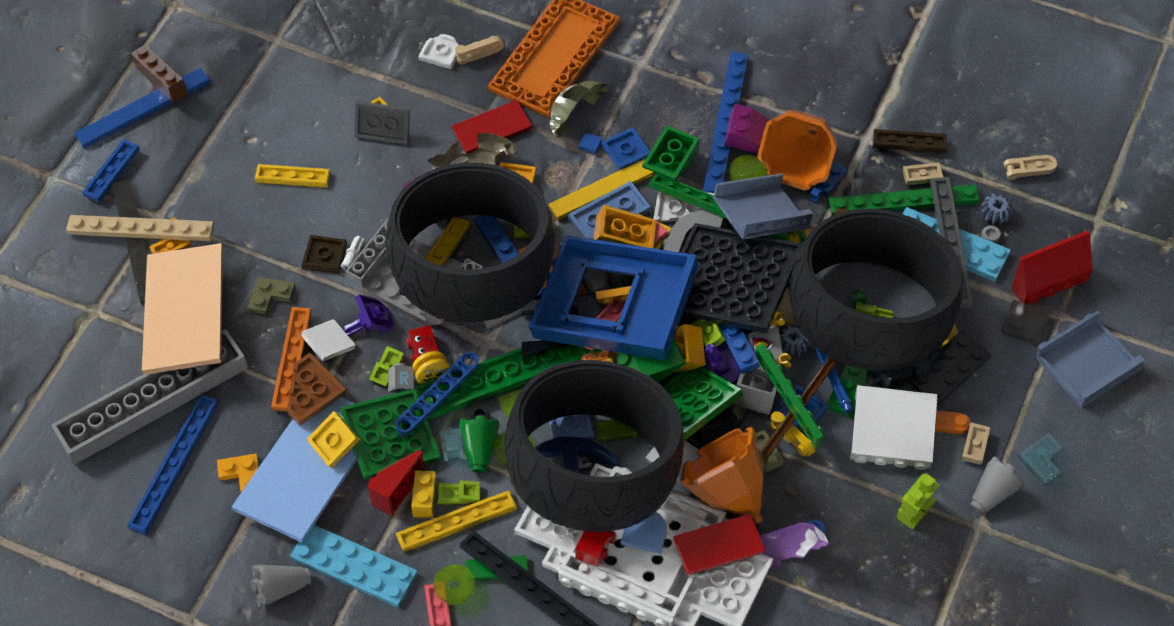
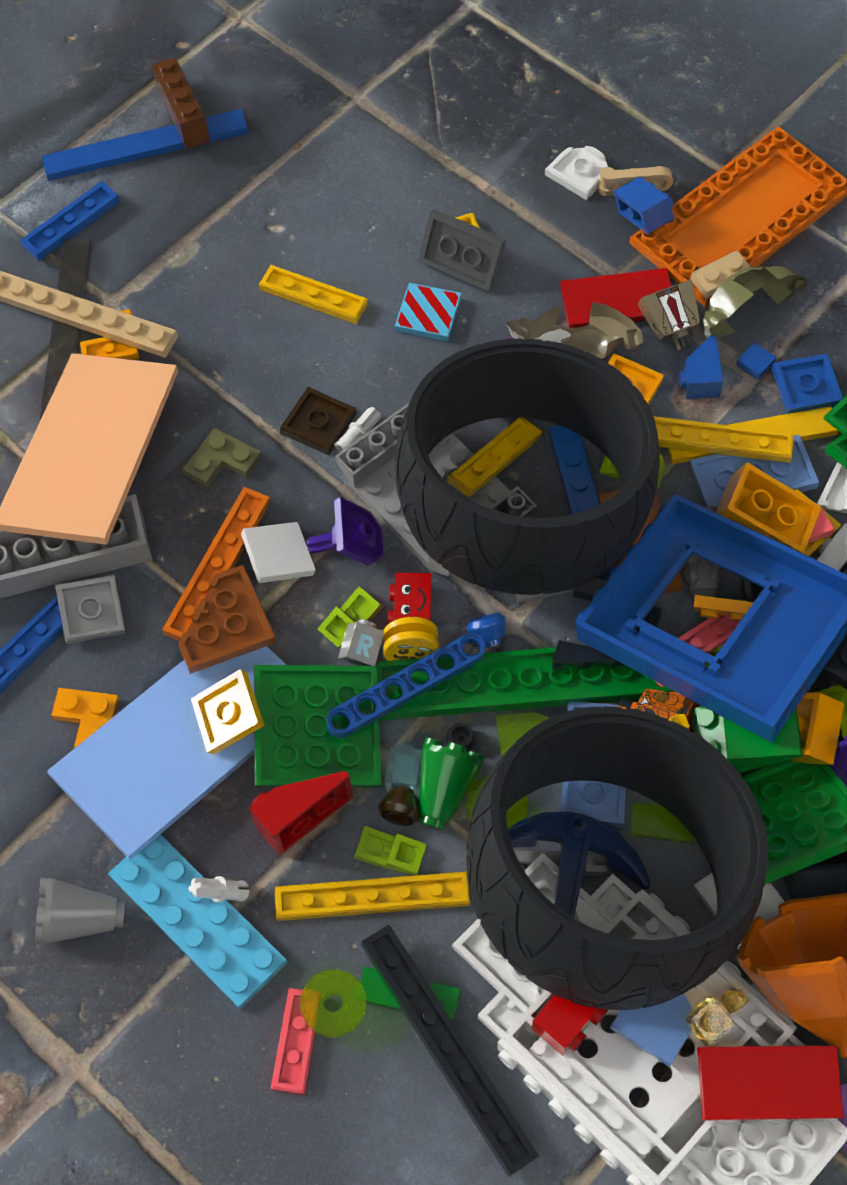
camera: 20 degrees right, 5 degrees up
(219, 408) = (90, 609): none -> light grey tile
(363, 542) = (219, 889): none -> white axle
(372, 167) = (428, 312): none -> medium azure tile
(424, 494) = (336, 839): yellow brick -> none
(456, 465) = (400, 806): none -> dark brown cone
(476, 346) = (489, 627): none -> blue cone
(490, 63) = (644, 205): none -> blue brick
(529, 127) = (672, 313): none -> dark tan torso
(549, 95) = (714, 274): none -> tan plate
(559, 158) = (702, 371): none -> blue slope
(587, 196) = (724, 439): none -> yellow tile
(676, 519) = (711, 1017): none -> clear yellow plate

